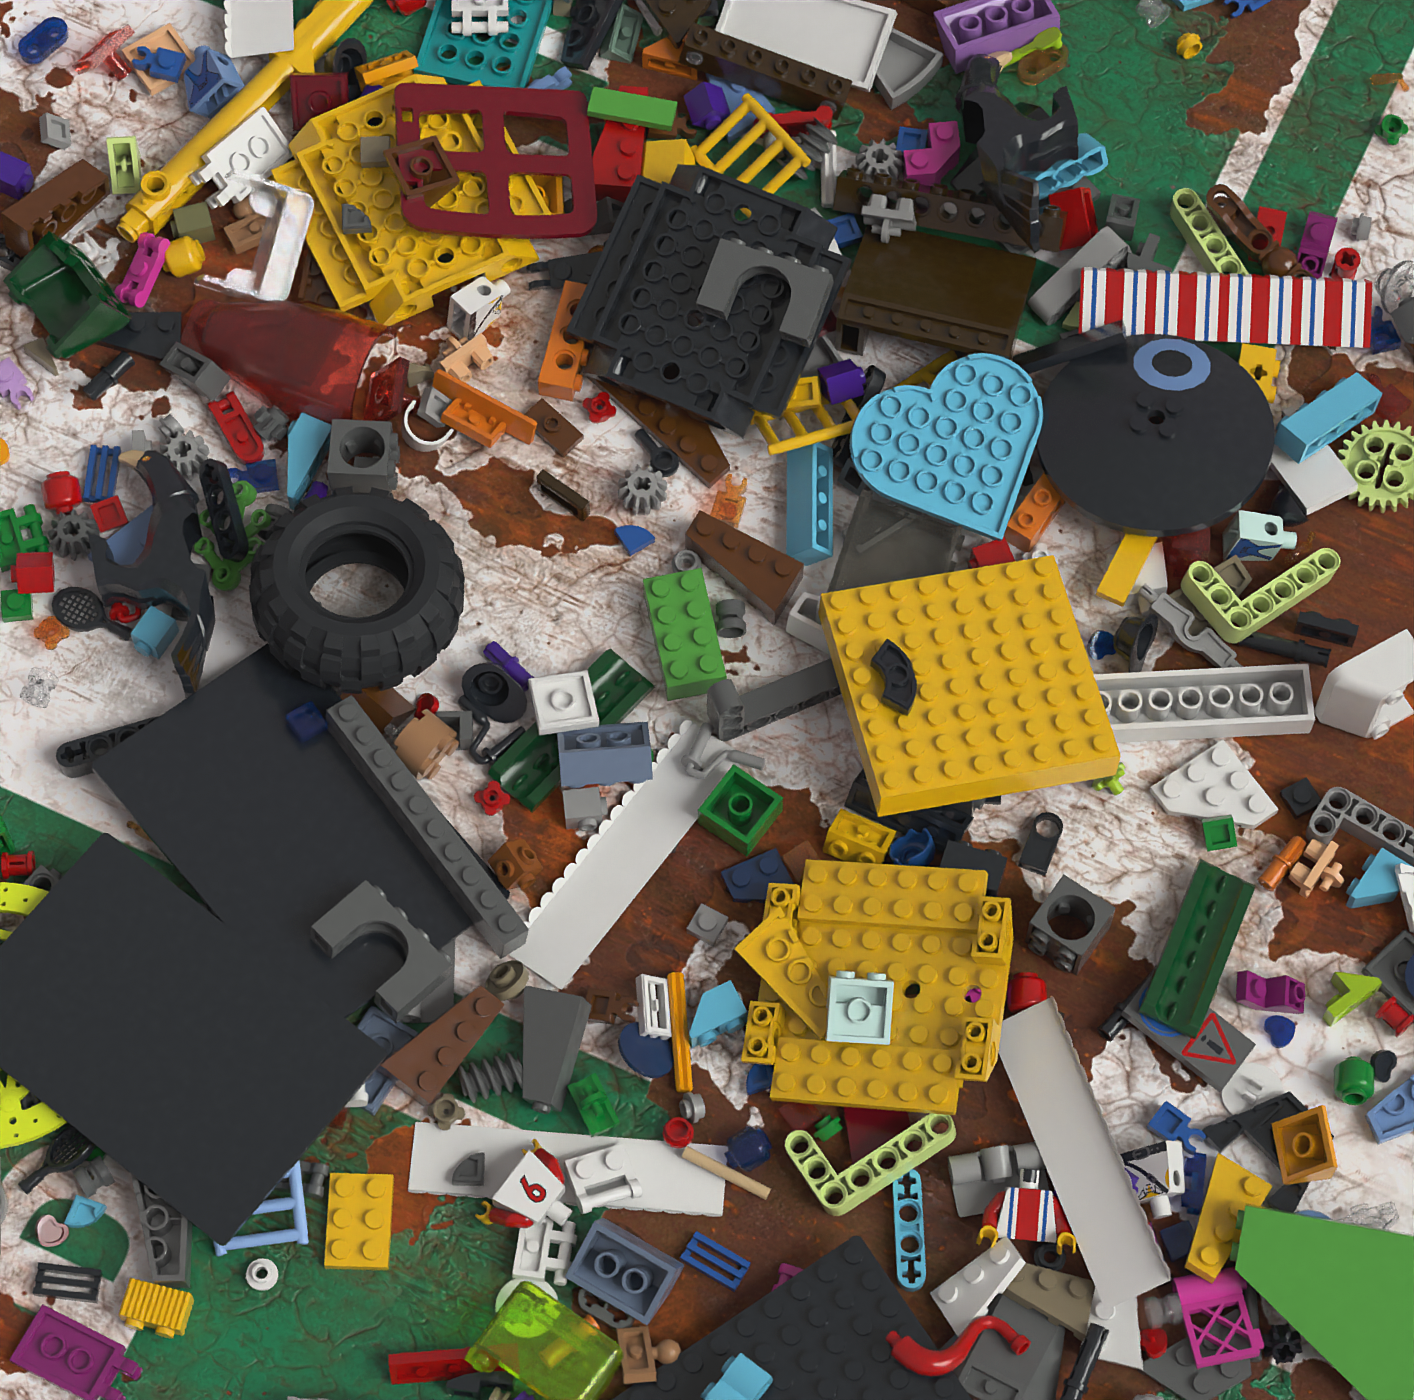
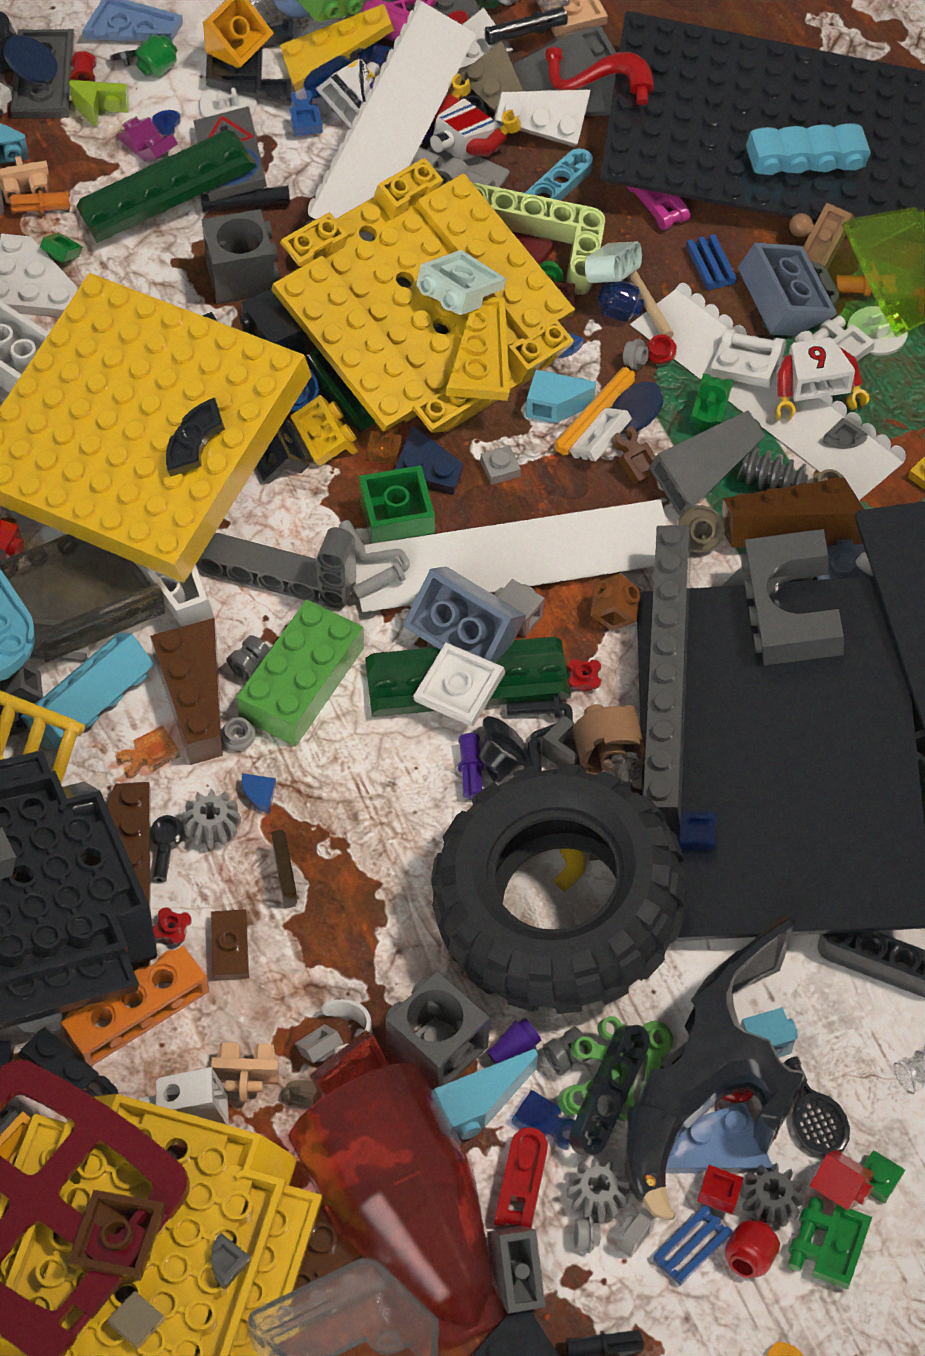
camera: 140 degrees left, 10 degrees down
(48, 625) = (868, 1110): clear orange plate -> none
(271, 423) = (487, 1150): dark grey gear -> none
(480, 414) = (288, 1001): orange bracket -> none
(778, 1166) = (613, 262): none -> light aqua beam

